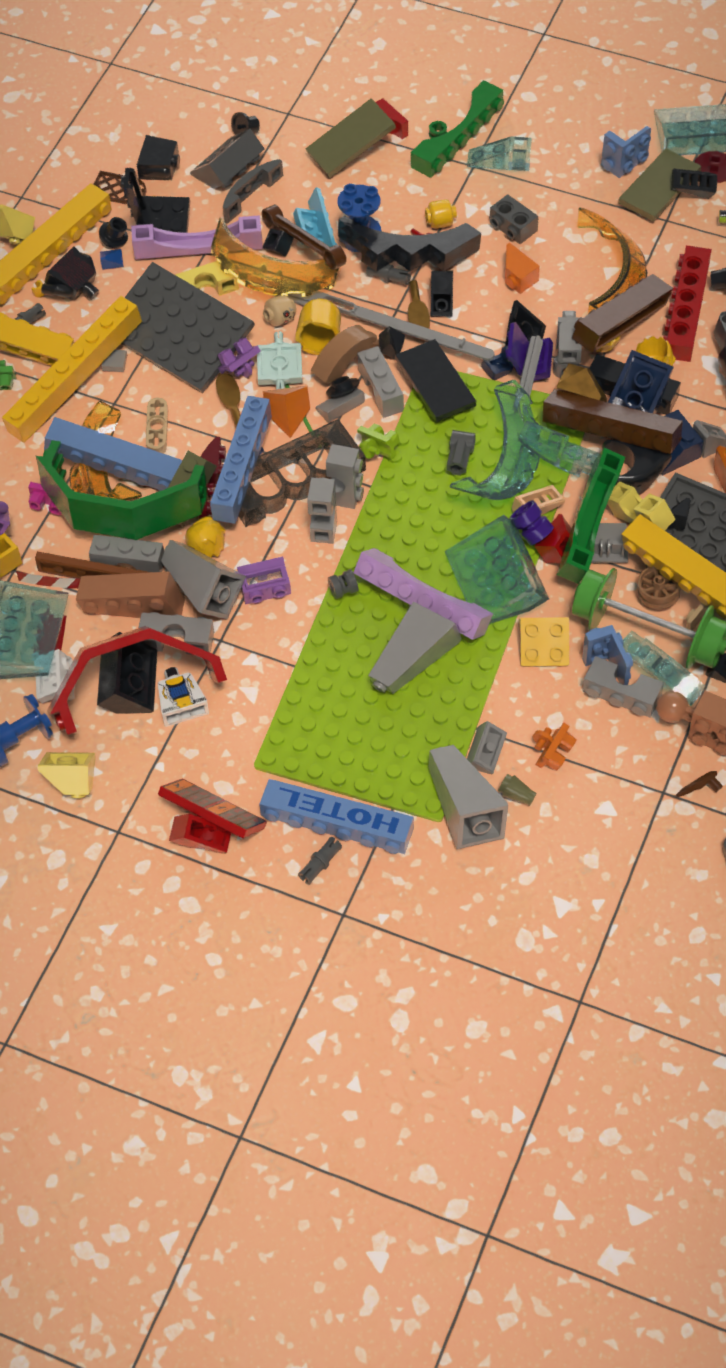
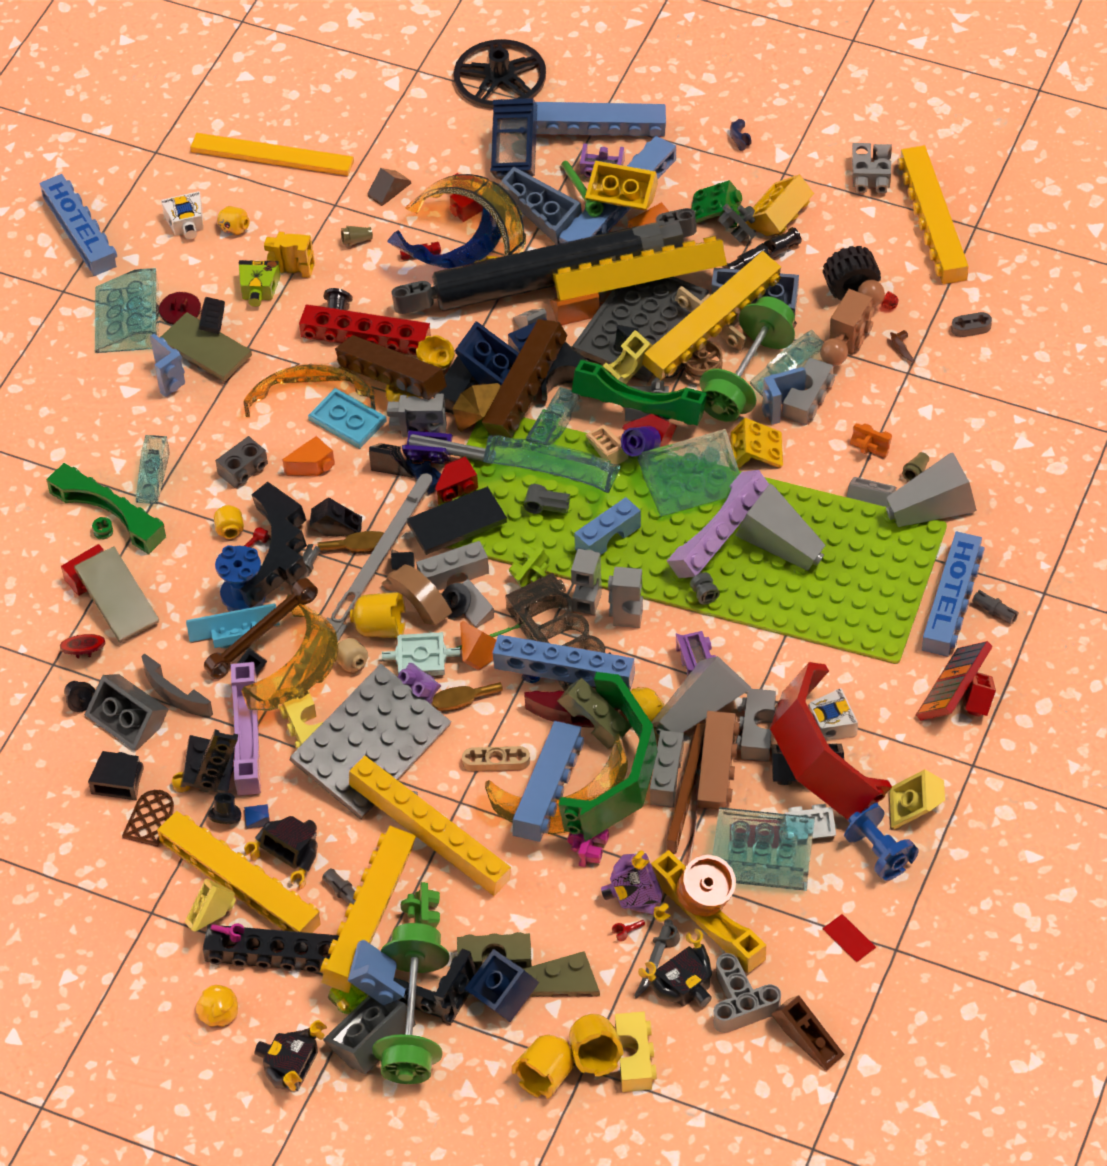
camera: 90 degrees left, 5 degrees down
(300, 124) = (82, 644): none -> piece
(408, 488) = (621, 519): none -> medium blue arch
(483, 375) = (456, 480): none -> red slope
(574, 294) = (347, 418): none -> medium azure tile

